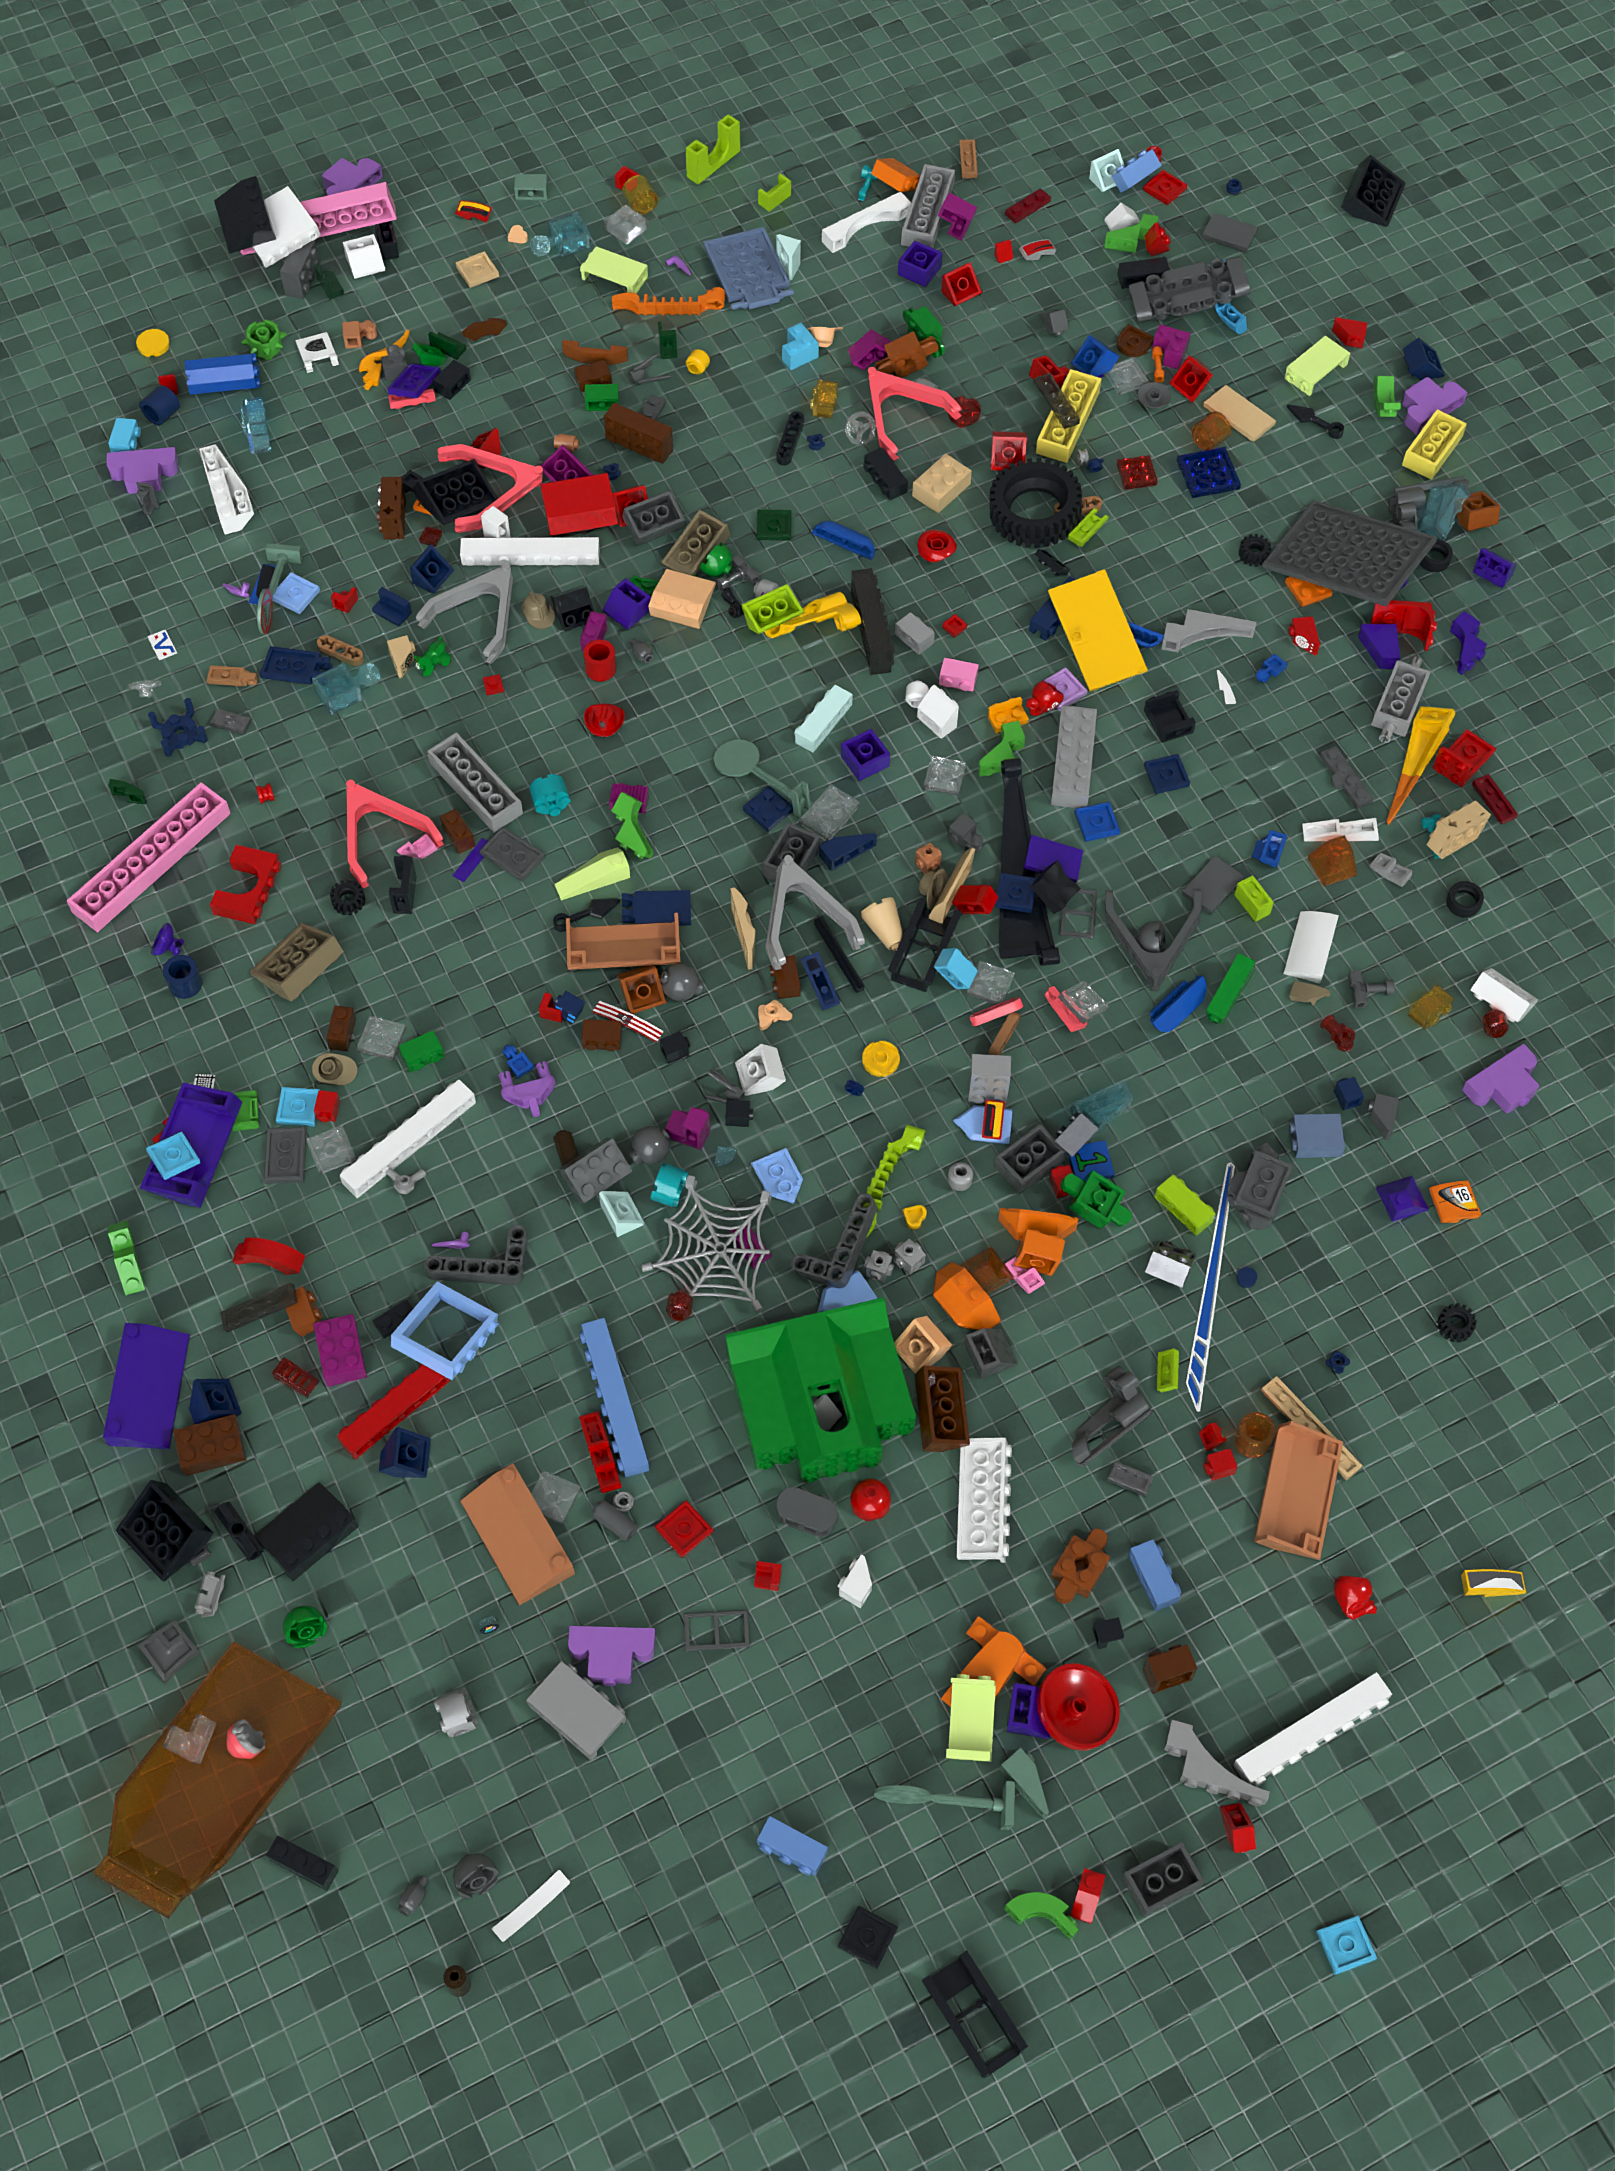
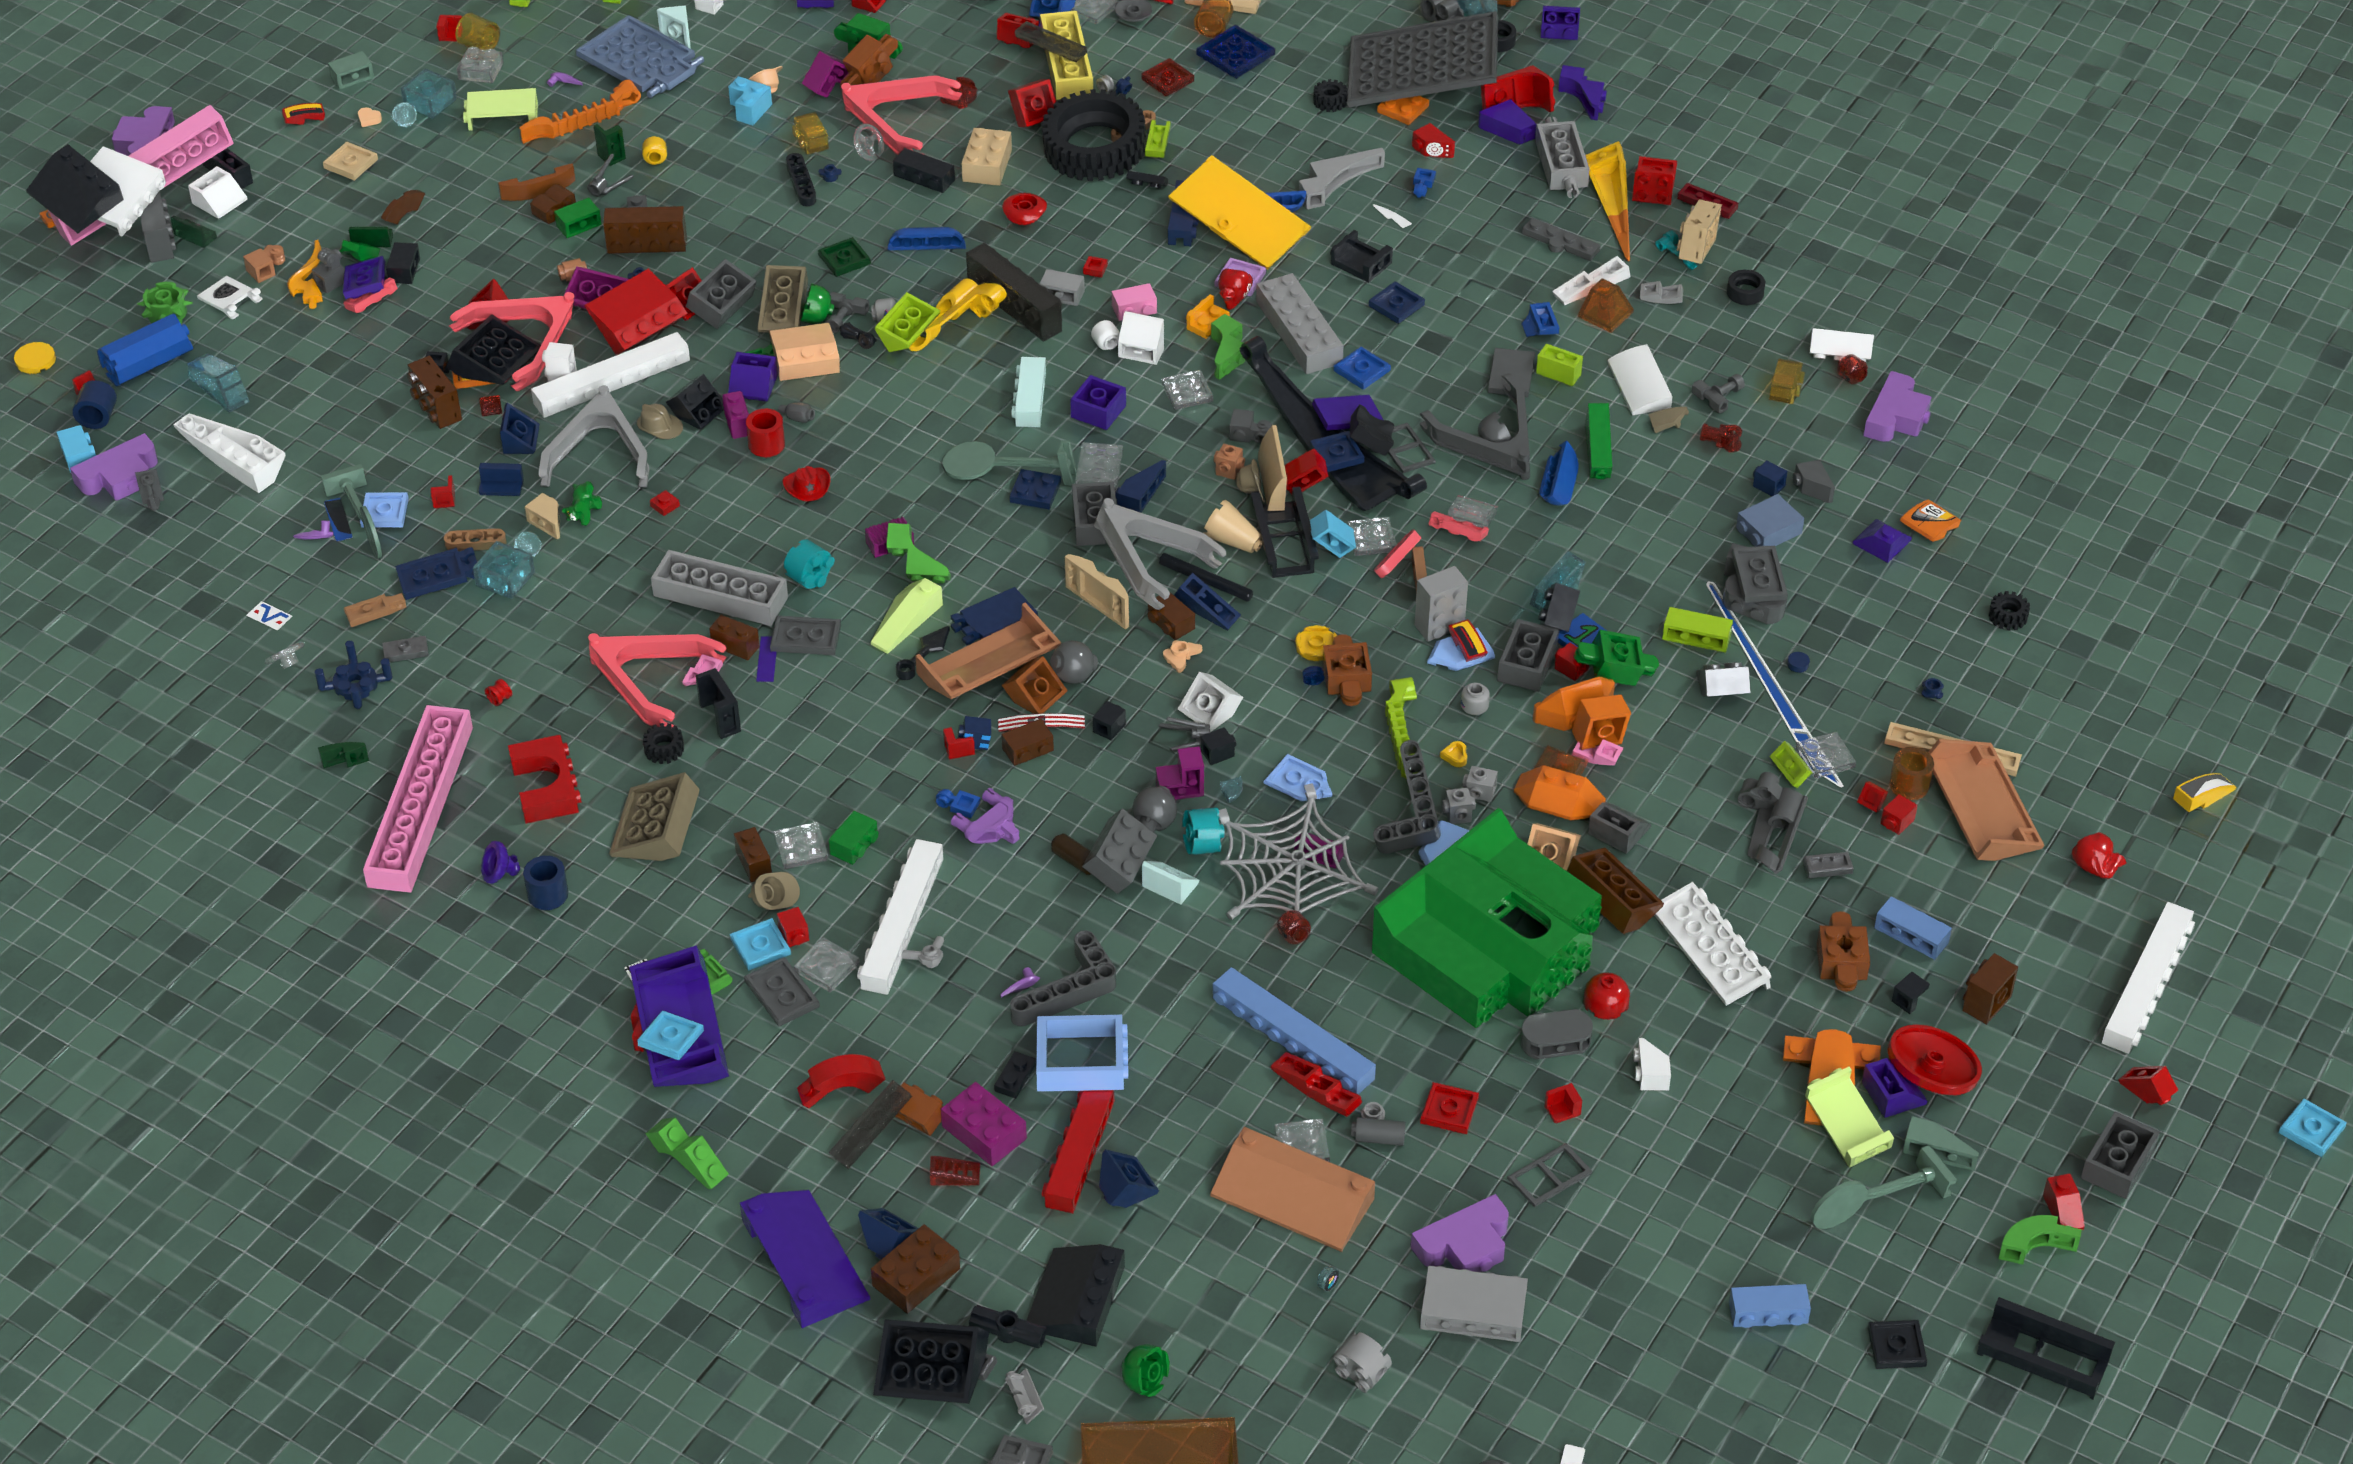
camera: 30 degrees left, 15 degrees down
(881, 1097) = (1347, 669): none -> dark orange brick
(1204, 1376) = (1825, 754): none -> clear plate
(1204, 1771) = (2083, 1055): light grey arch -> none

